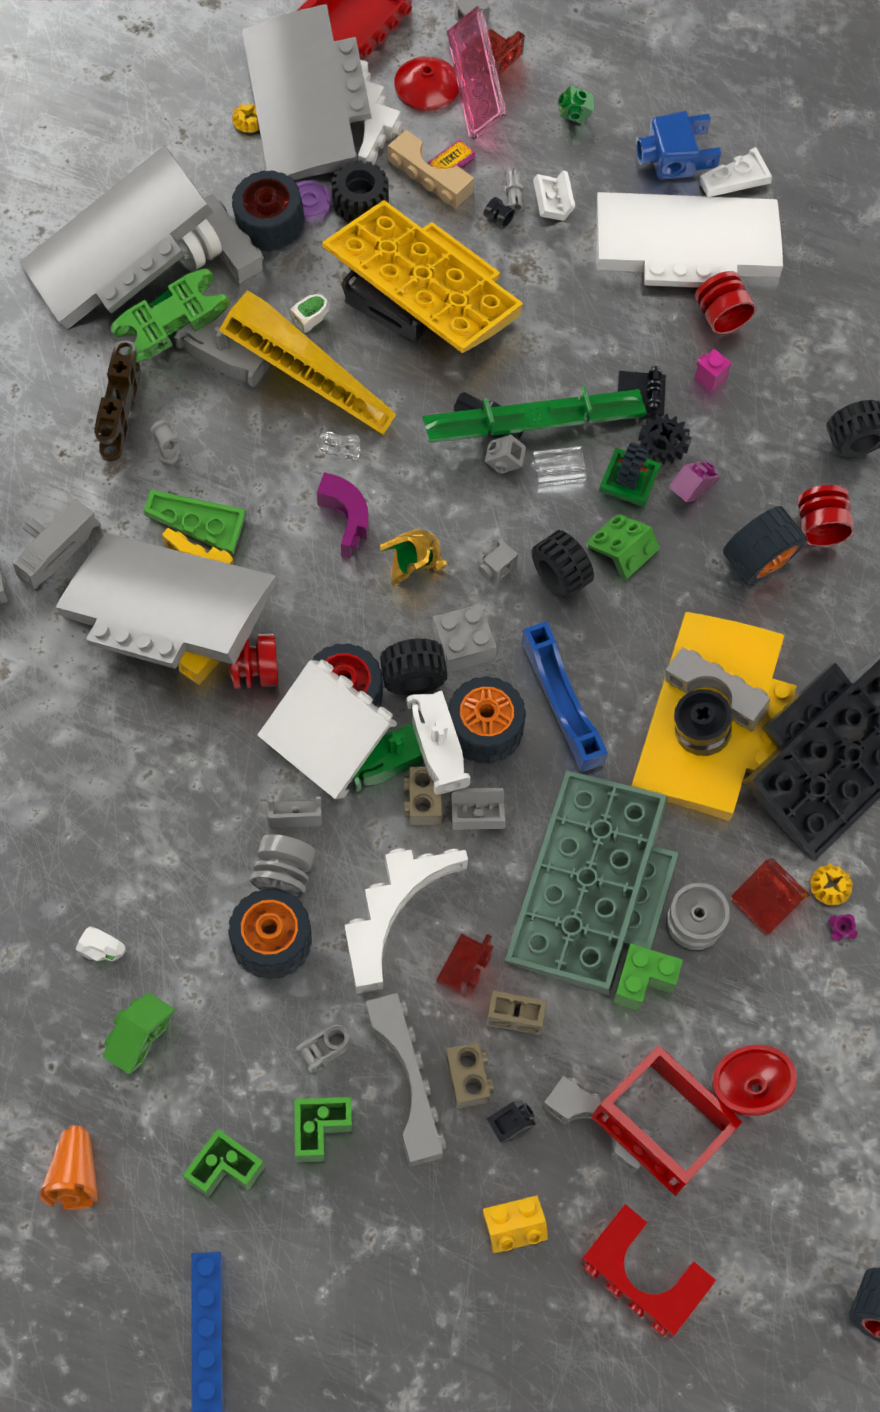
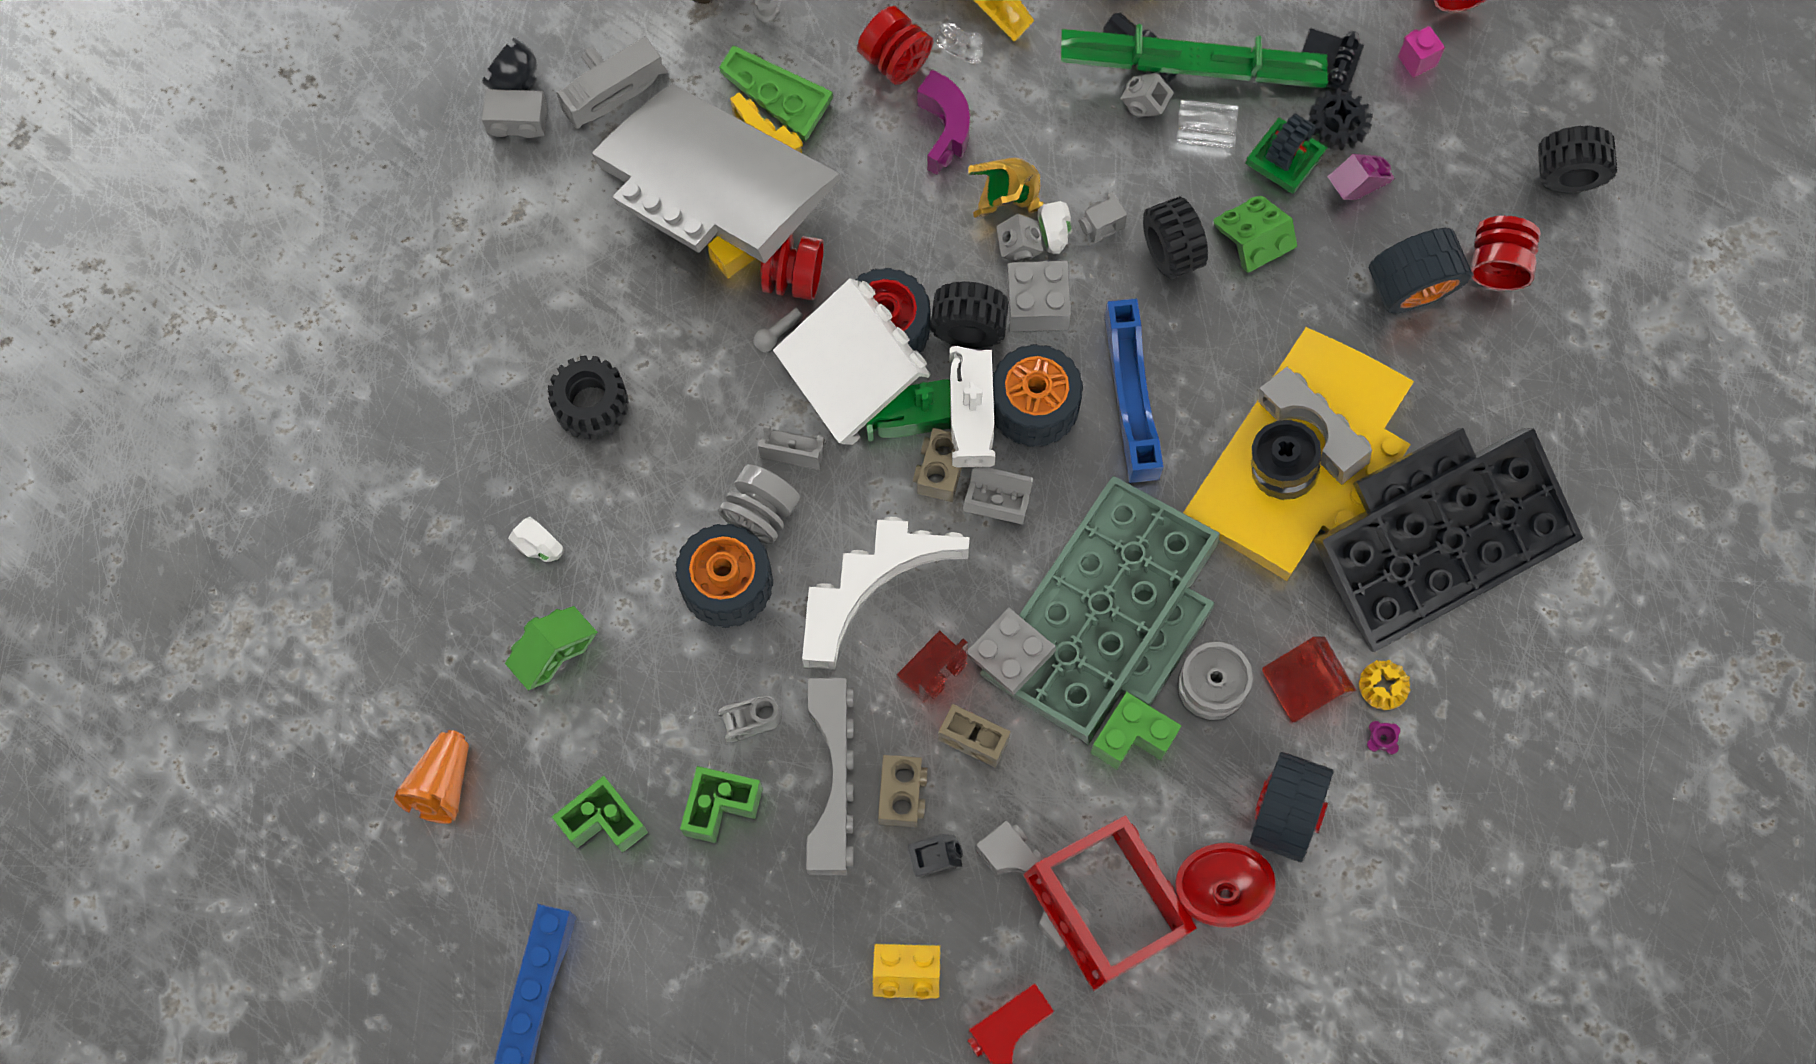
camera: 20 degrees right, 5 degrees up
(110, 793) = (585, 375): none -> black tyre
(247, 727) = (766, 339): none -> light grey bar
(287, 459) = (895, 45): none -> red wheel
(435, 595) = (1019, 238): none -> light grey brick
(460, 577) = (1054, 225): none -> white rock
(526, 935) = (1011, 651): none -> light grey plate
(789, 1002) = (1291, 806): none -> black wheel

